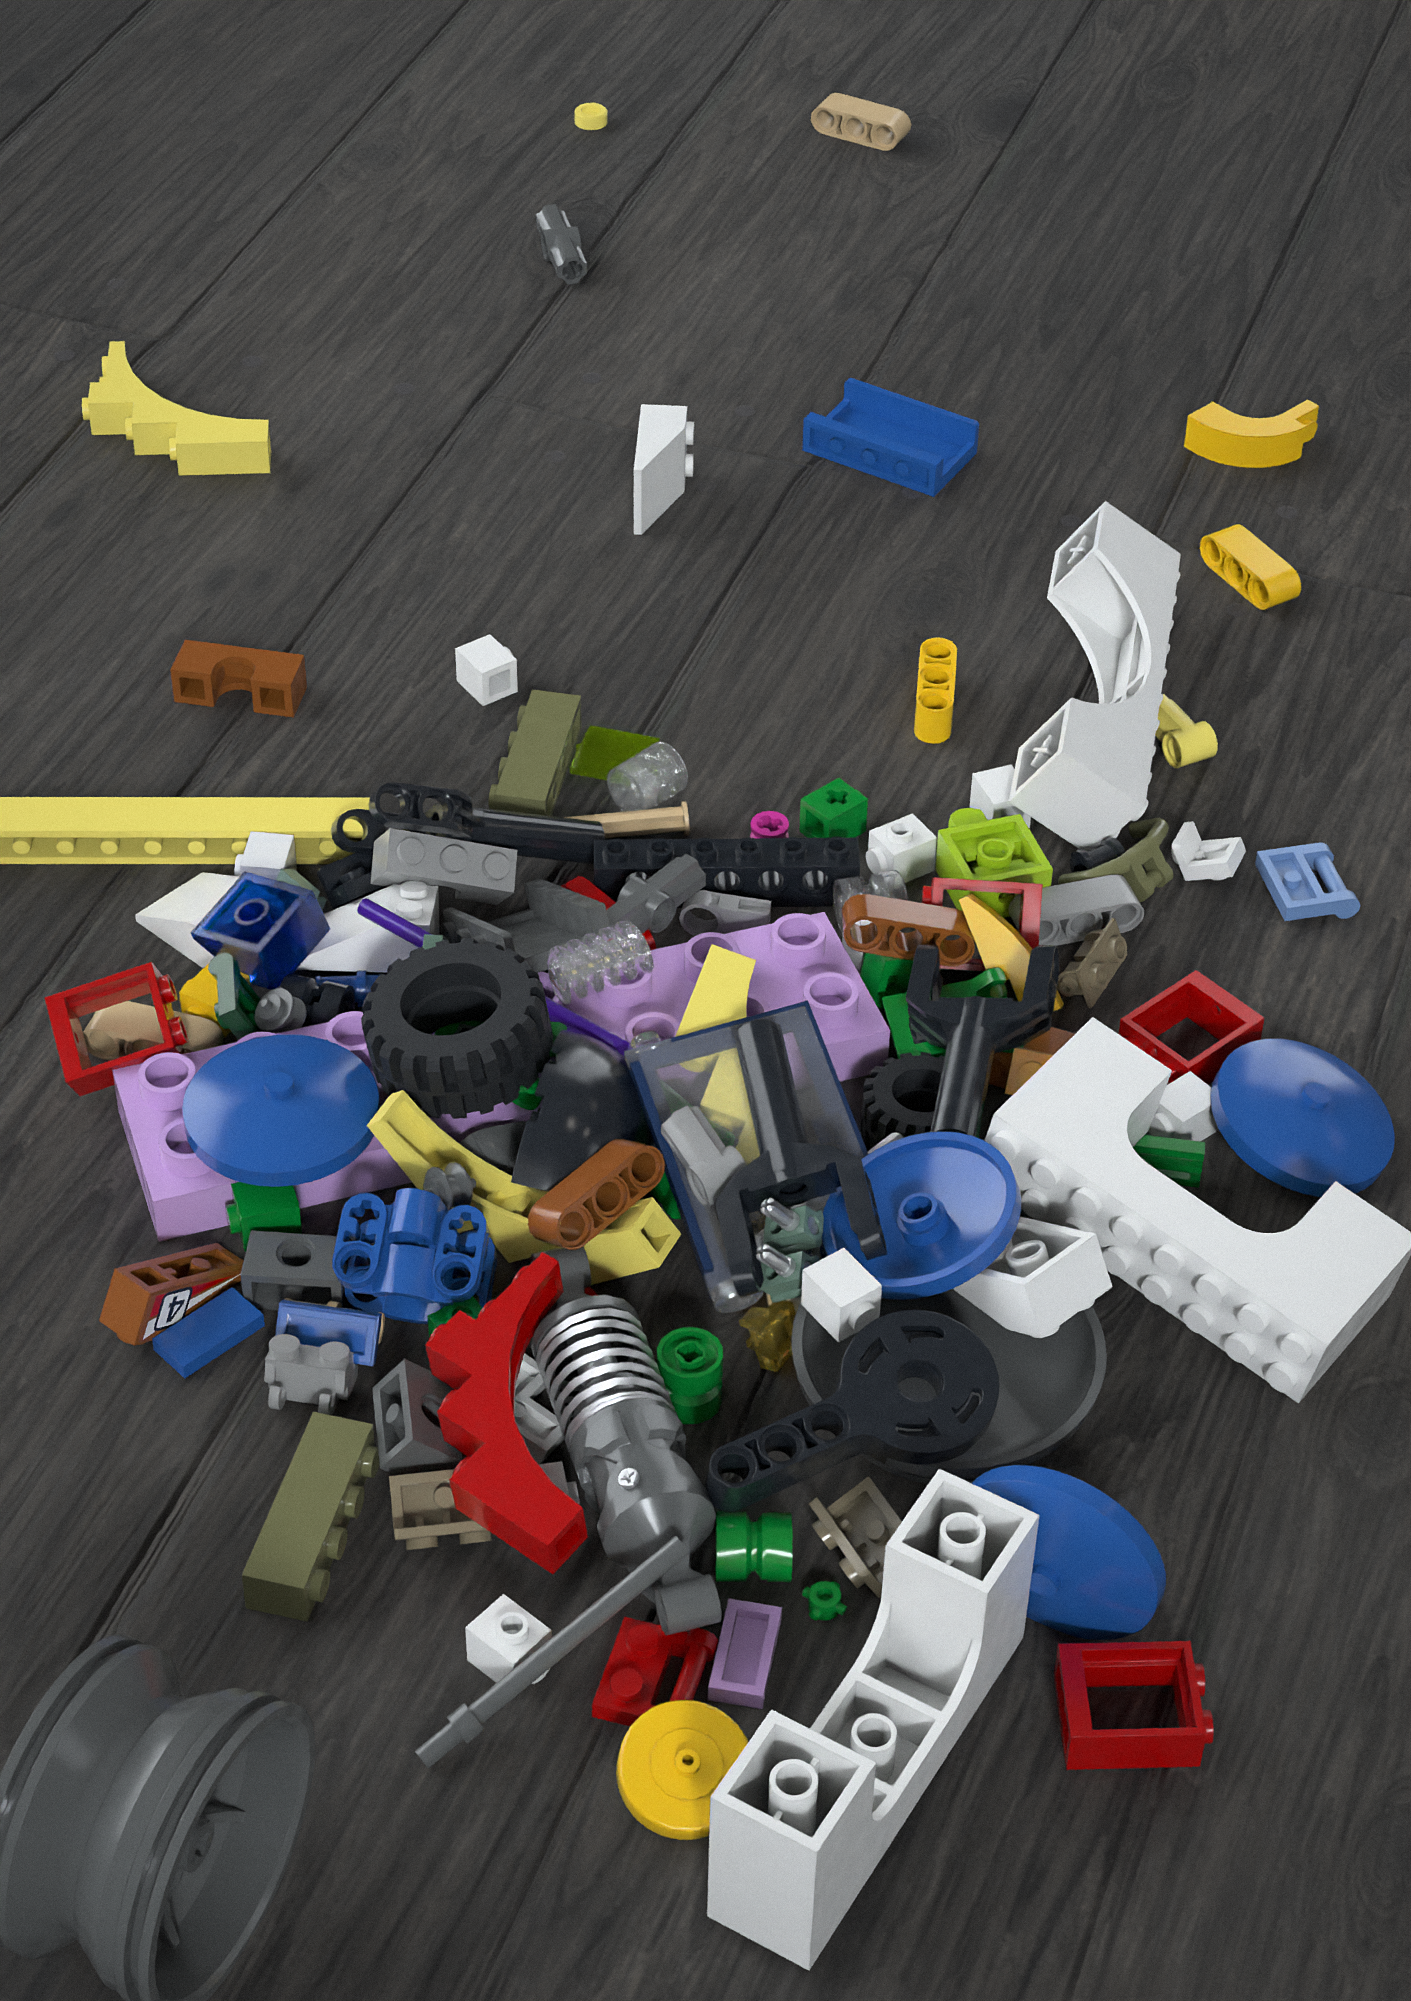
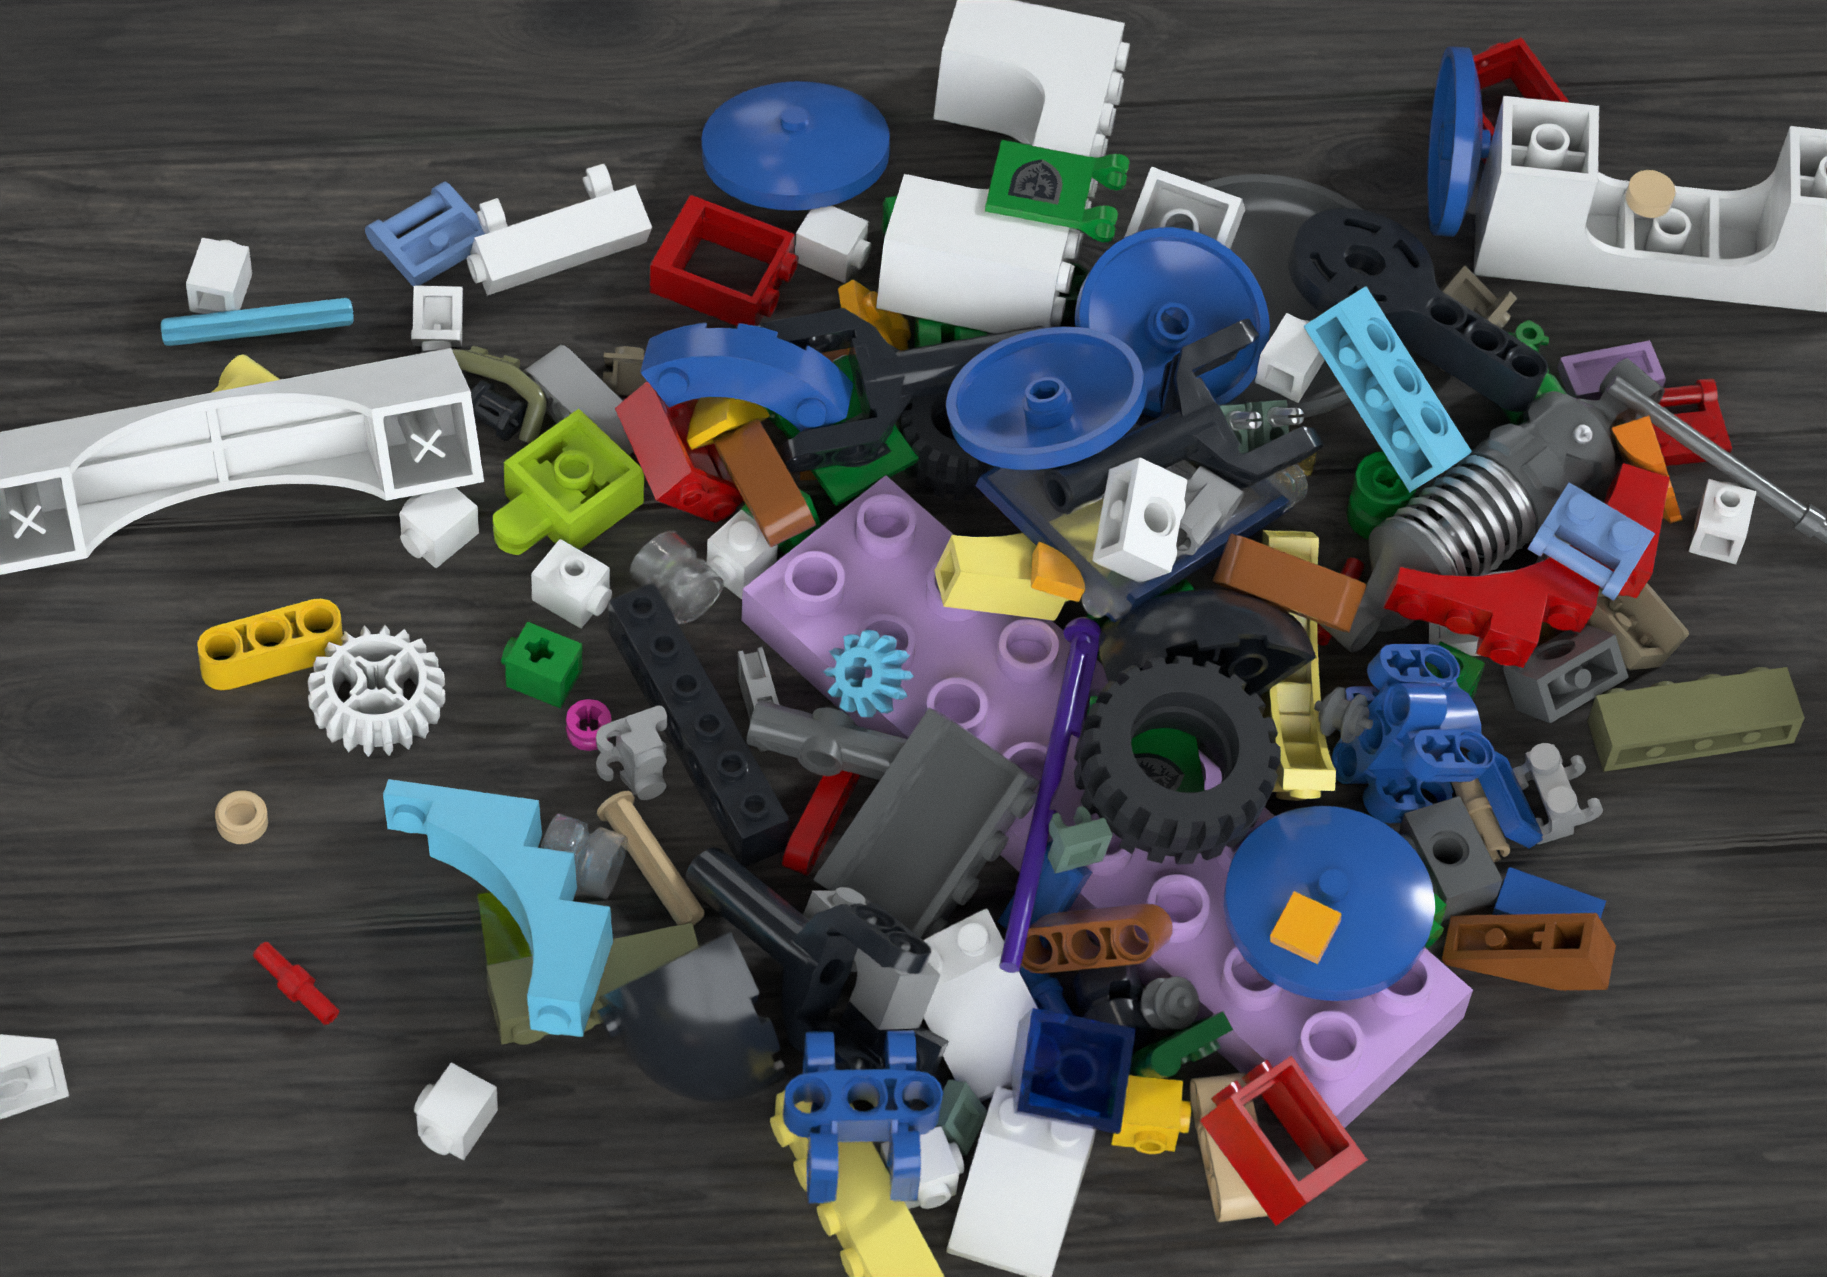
camera: 120 degrees left, 15 degrees up
(253, 1051) = (1305, 927): none -> light orange tile
(295, 782) = (836, 1121): none -> blue piece
(347, 981) = (1113, 928): none -> dark orange beam
(457, 743) = (696, 1025): none -> black brick
(511, 1437) = (1597, 532): none -> medium blue plate
(590, 1563) = (1641, 449): none -> orange slope
(597, 957) = (989, 704): clear piece -> none
(619, 727) = (498, 845): none -> medium azure arch
(644, 636) = (296, 983): none -> red bar
(672, 1047) = (1140, 520): none -> white brick
(674, 1765) = (1752, 360): yellow wheel -> none
(677, 915) = (864, 654): none -> medium azure gear
(681, 1354) = (1387, 389): none -> medium azure brick
(684, 1015) = (1056, 573): none -> light orange tile
(715, 814) = (638, 751): none -> light grey piece
(799, 651) = (241, 817): none -> tan tile
(862, 728) = (376, 707): none -> white gear
(862, 1062) = (1046, 398): none -> blue dish
(914, 1714) = (1650, 193): none -> tan tile
(1020, 918) = (750, 367): none -> blue brick
(1111, 1158) = (1055, 187): none -> green flag
(1256, 770) = (256, 322): none -> medium azure axle
(1258, 941) = (558, 239): none -> white brick
(1307, 754) = (218, 277): none -> white brick

